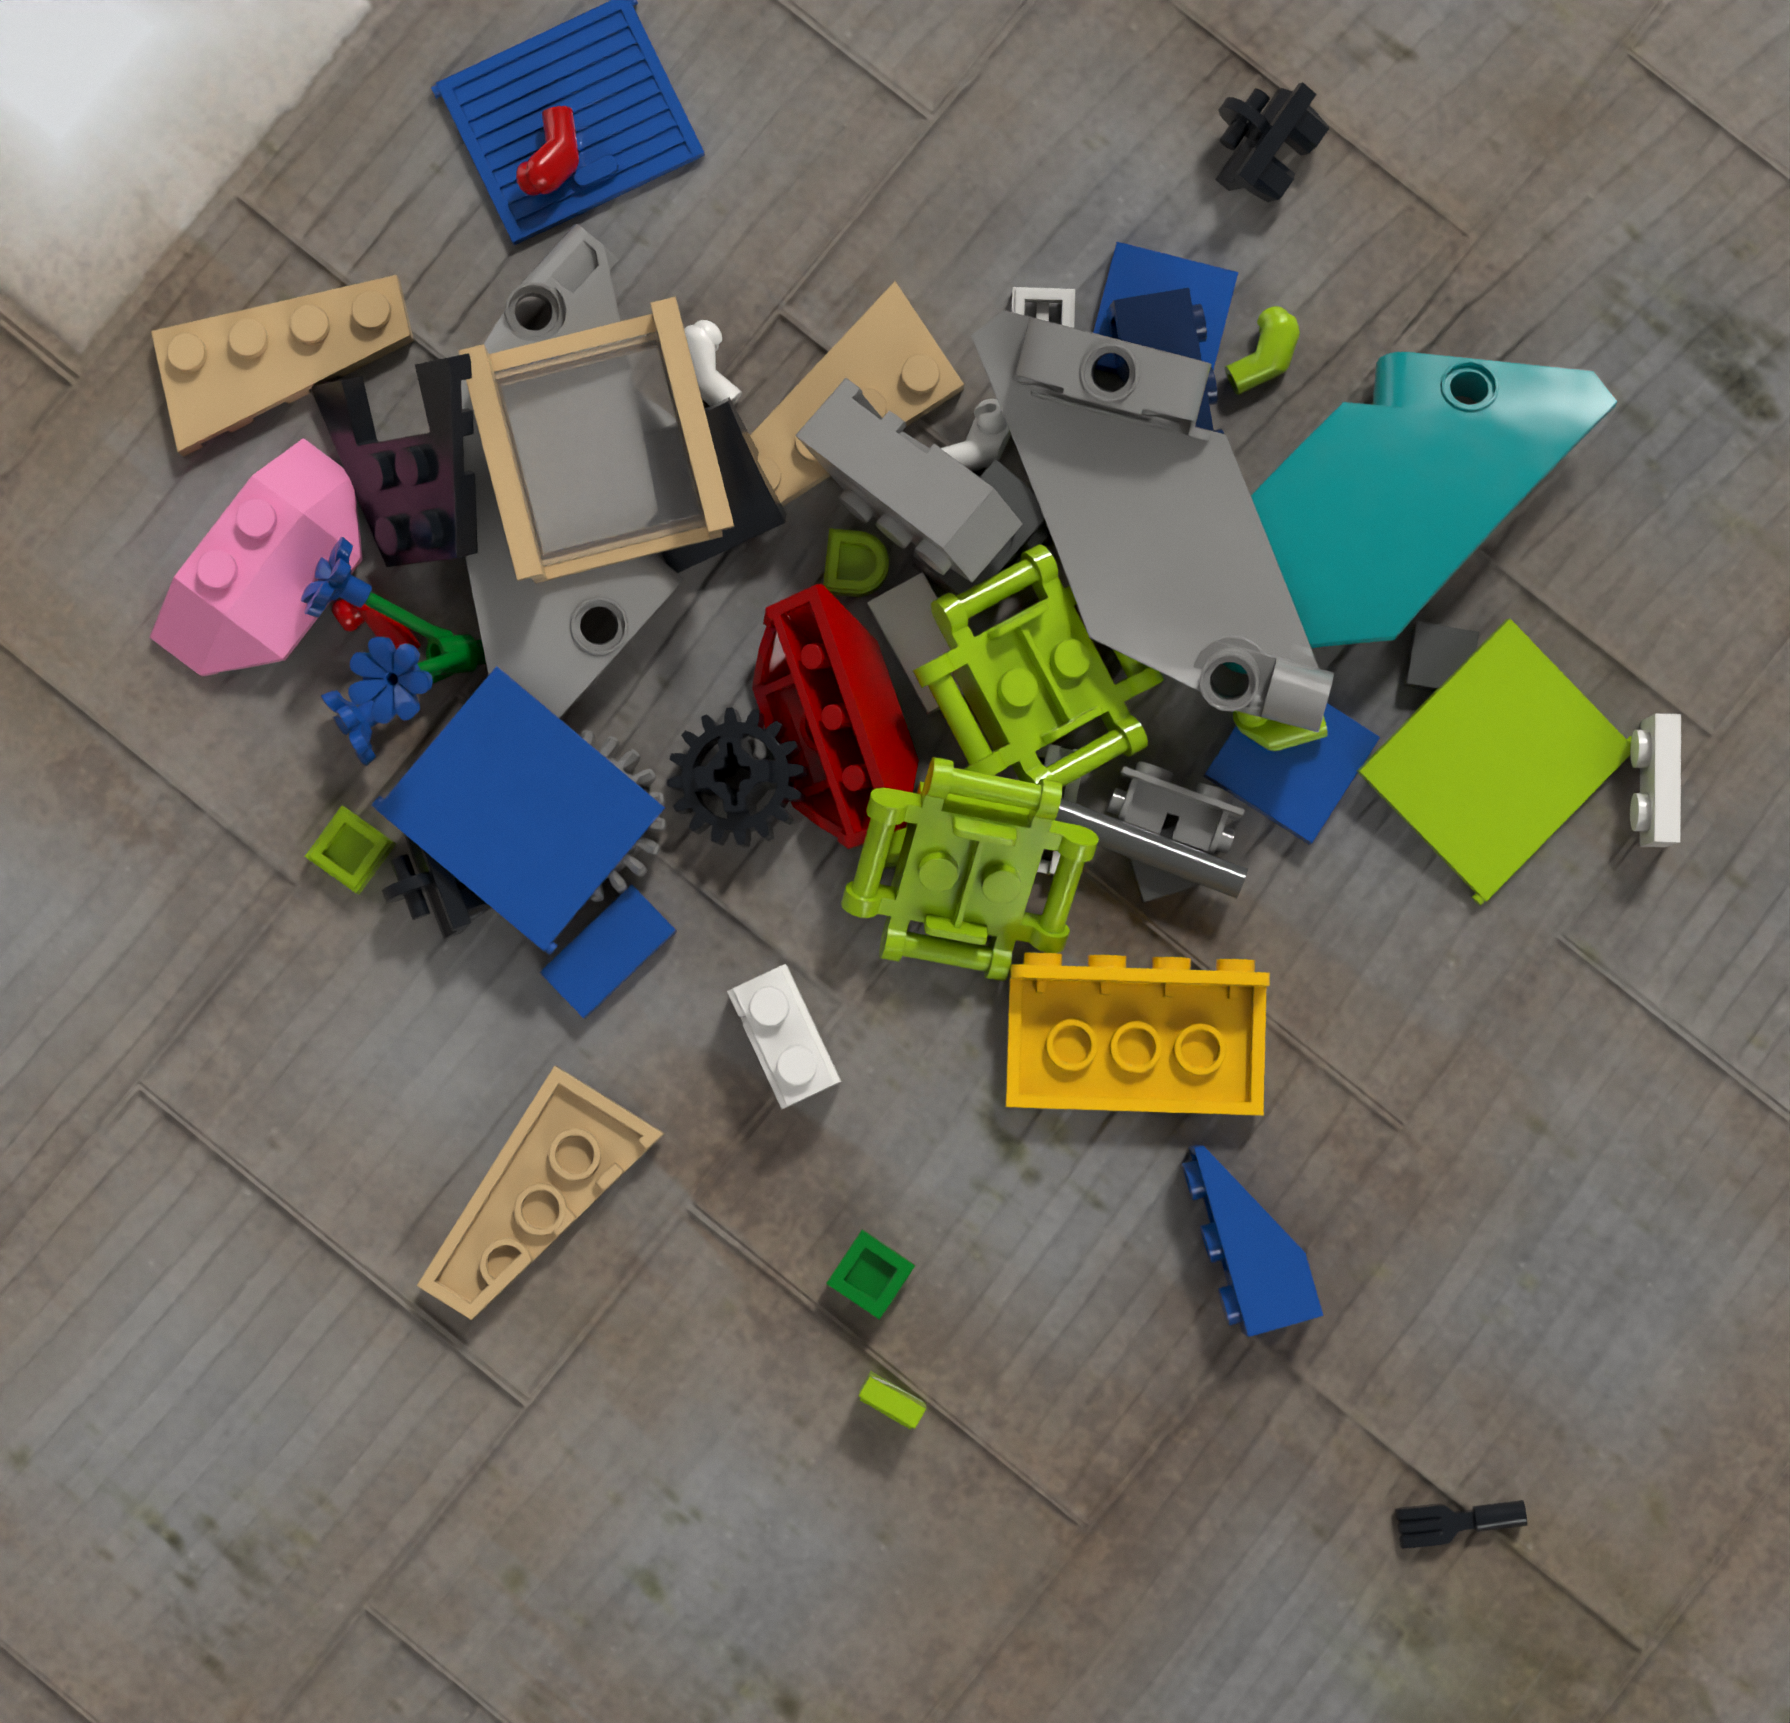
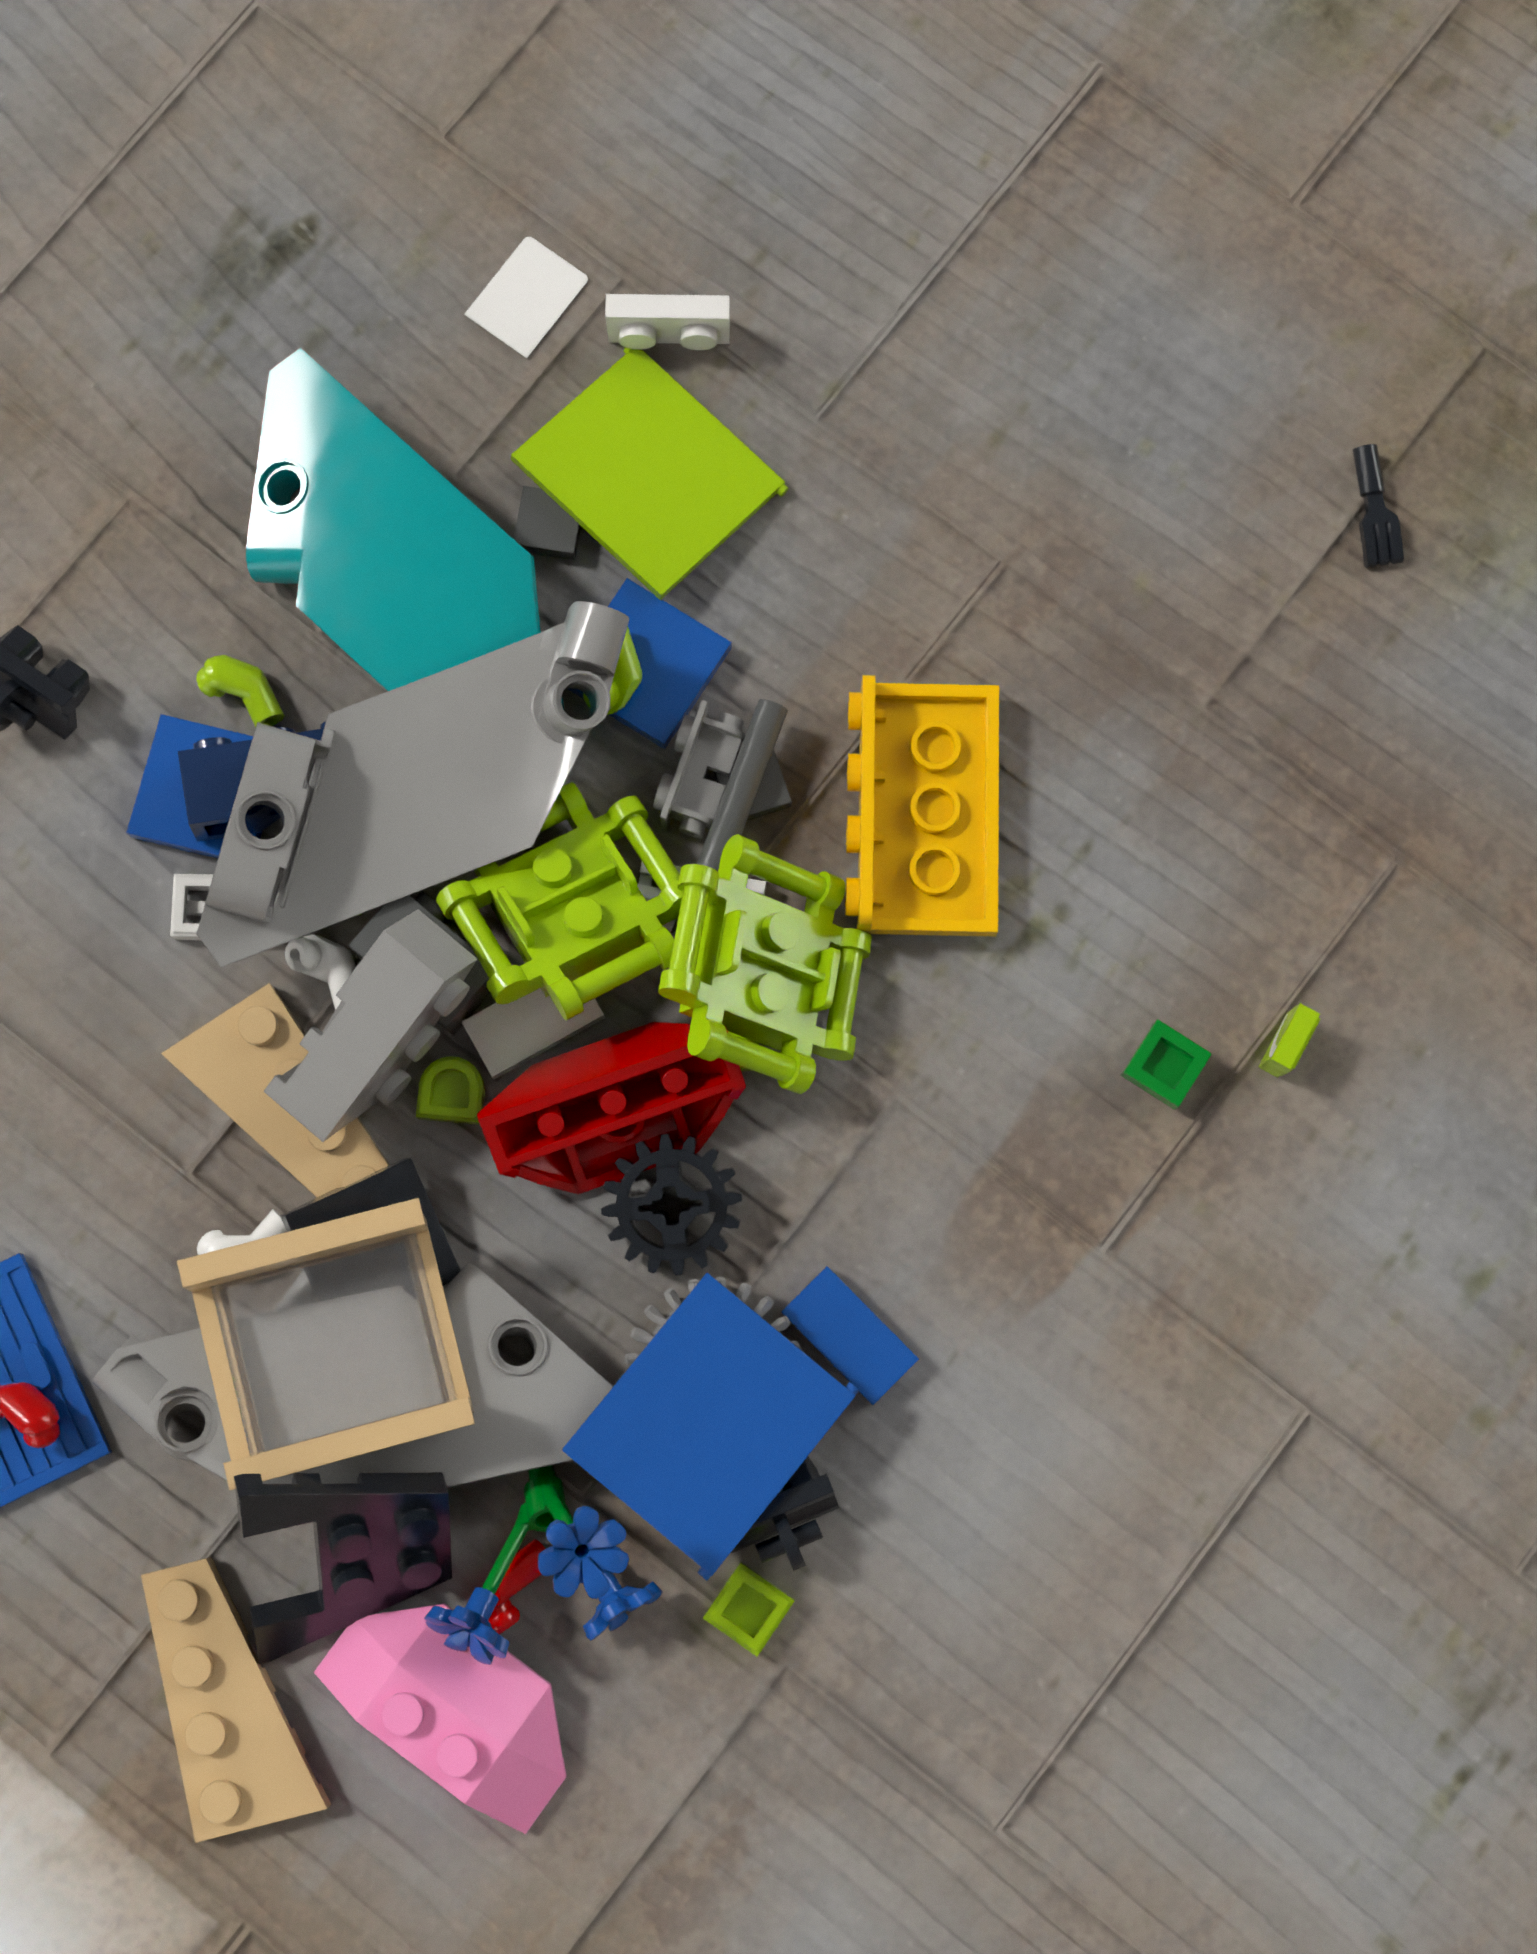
camera: 95 degrees left, 5 degrees down
(544, 1179) = (1080, 1393): tan wing -> none
(784, 1036) = (934, 1151): white brick -> none
(1262, 1264) = (1143, 687): blue slope -> none
(1690, 636) = (527, 296): none -> white sticker

